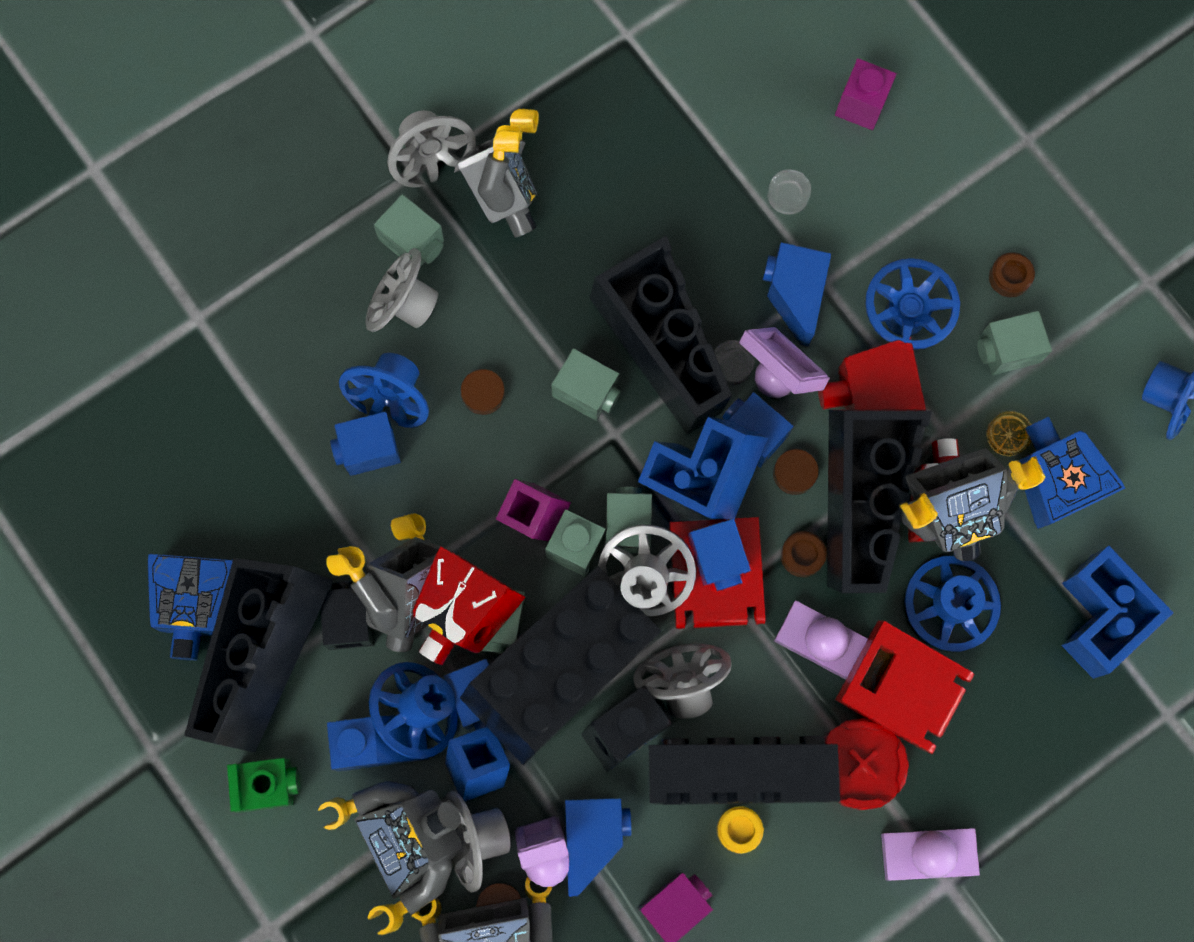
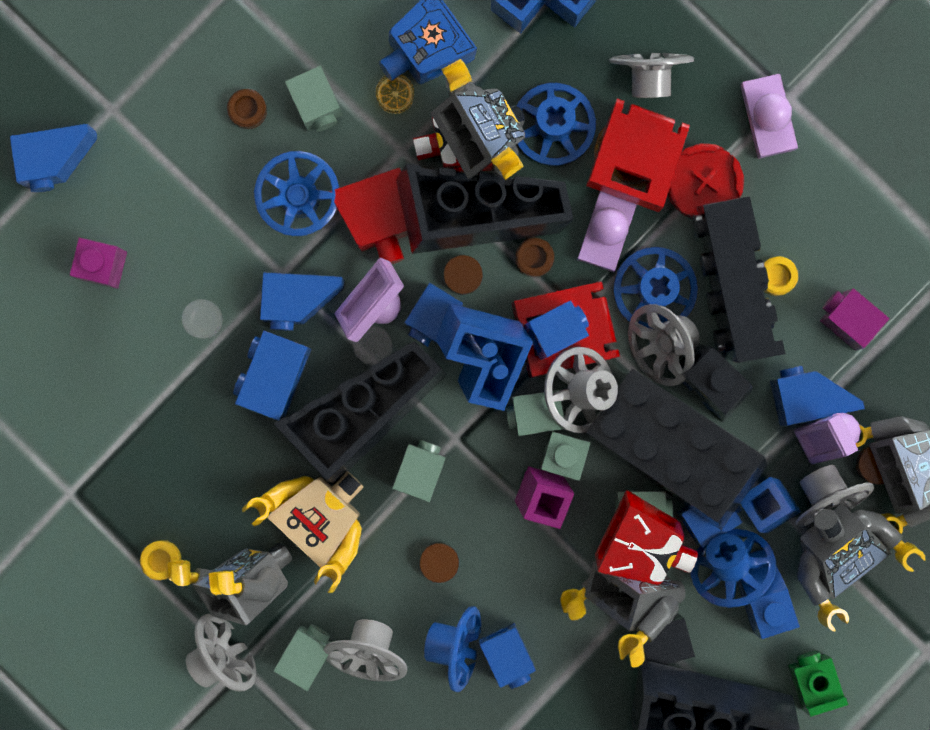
camera: 95 degrees left, 10 degrees up
(546, 104) = (155, 559): none -> yellow tile
(552, 268) = (316, 520): none -> torso
(717, 249) = (271, 375): none -> blue brick
(751, 683) = (657, 285): none -> blue wheel
(987, 66) = (50, 155): none -> blue slope
(996, 721) = (651, 76): none -> light grey wheel

